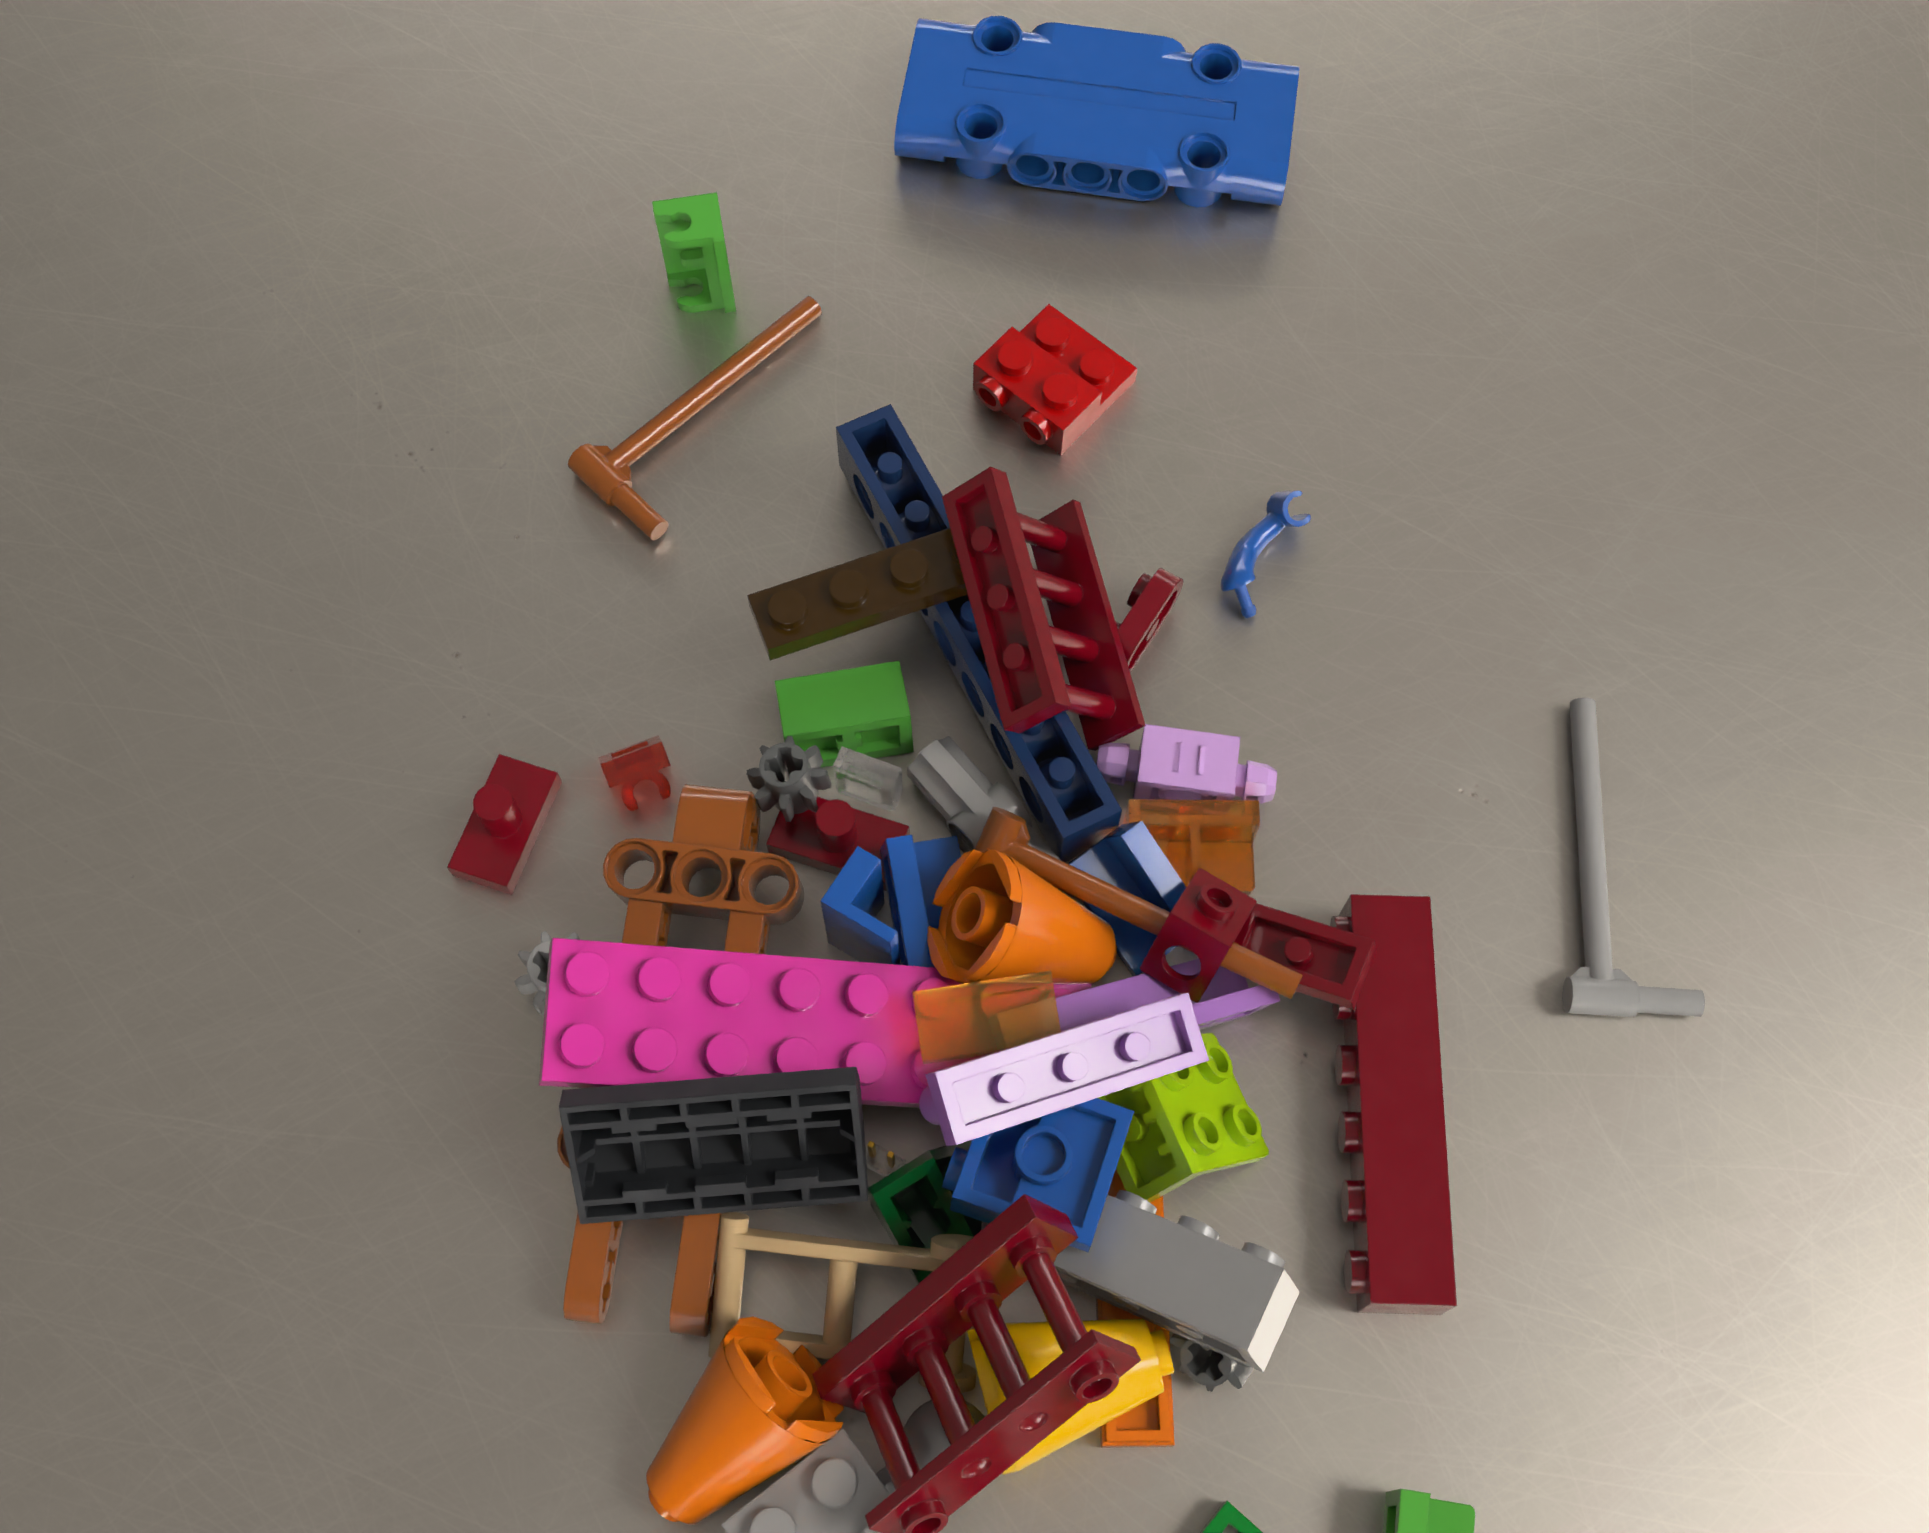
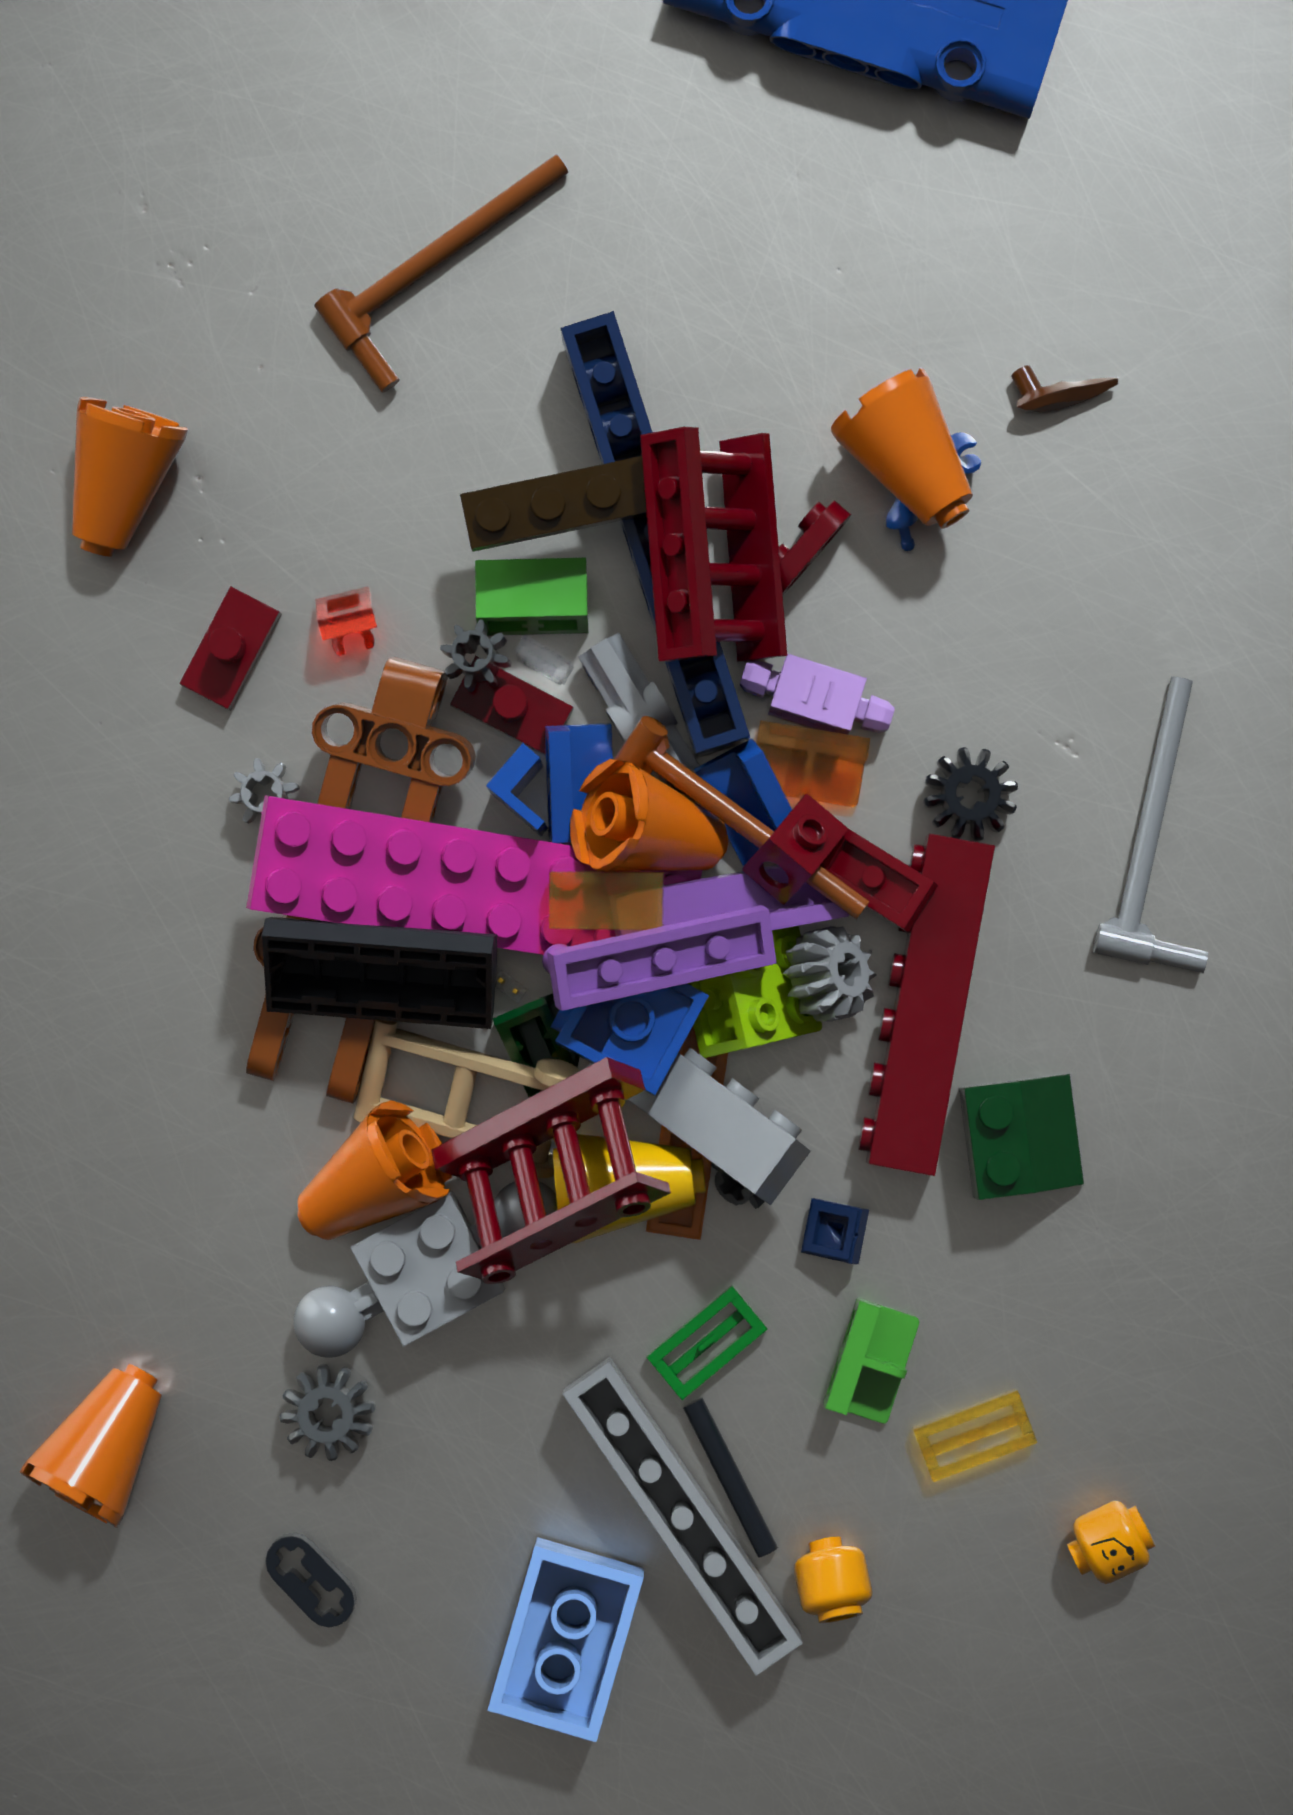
camera: 15 degrees right, 20 degrees up
(359, 643) = (118, 471): none -> orange cone
(695, 251) = (461, 100): bright green hinge -> none
(1051, 378) = (773, 279): red plate -> none
(1231, 495) = (908, 447): none -> orange cone
(1269, 1077) = (829, 974): none -> light grey gear
(1342, 1404) = (835, 1231): none -> dark blue tile
(1373, 445) = (1058, 395): none -> reddish brown bar
(1389, 830) = (960, 778): none -> black gear
(1538, 1245) = (1021, 1136): none -> dark green slope

